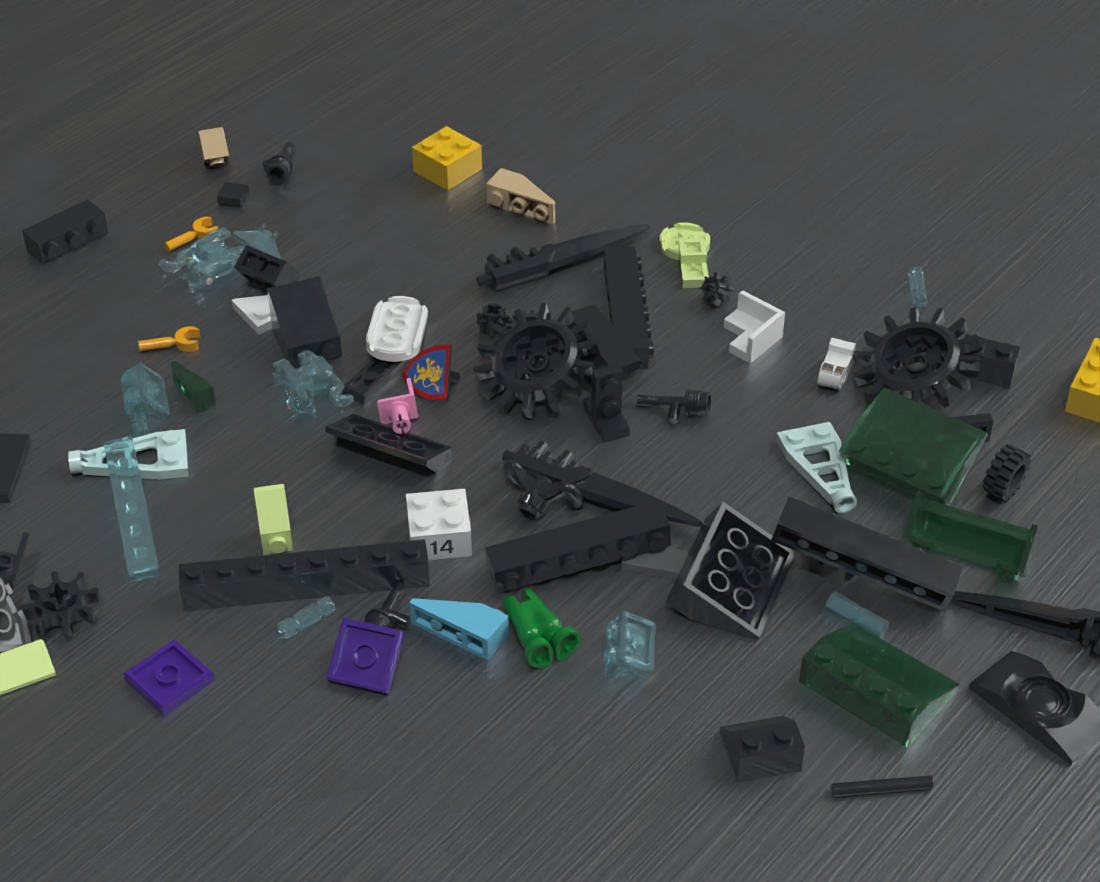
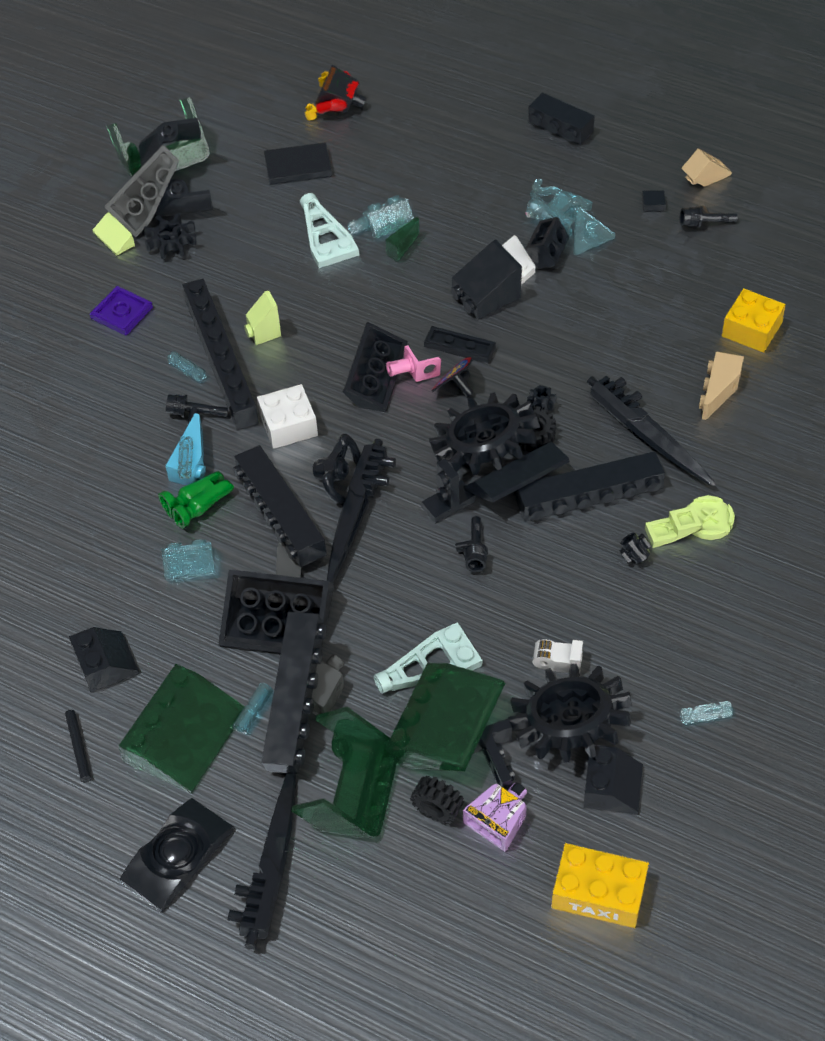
camera: 80 degrees right, 10 degrees up
(131, 509) = (268, 243): clear light blue tile -> none
(181, 341) = (460, 219): light orange piece -> none
(199, 231) = (600, 192): light orange piece -> none
(310, 379) = (429, 302): clear light blue animal -> none
(365, 656) = (146, 404): dark purple tile -> none
(396, 329) = (510, 341): white tile -> none
(486, 613) = (185, 457): none -> clear light blue axle
(757, 326) = (590, 593): white panel -> none
(1025, 433) = (497, 814): none -> lavender torso

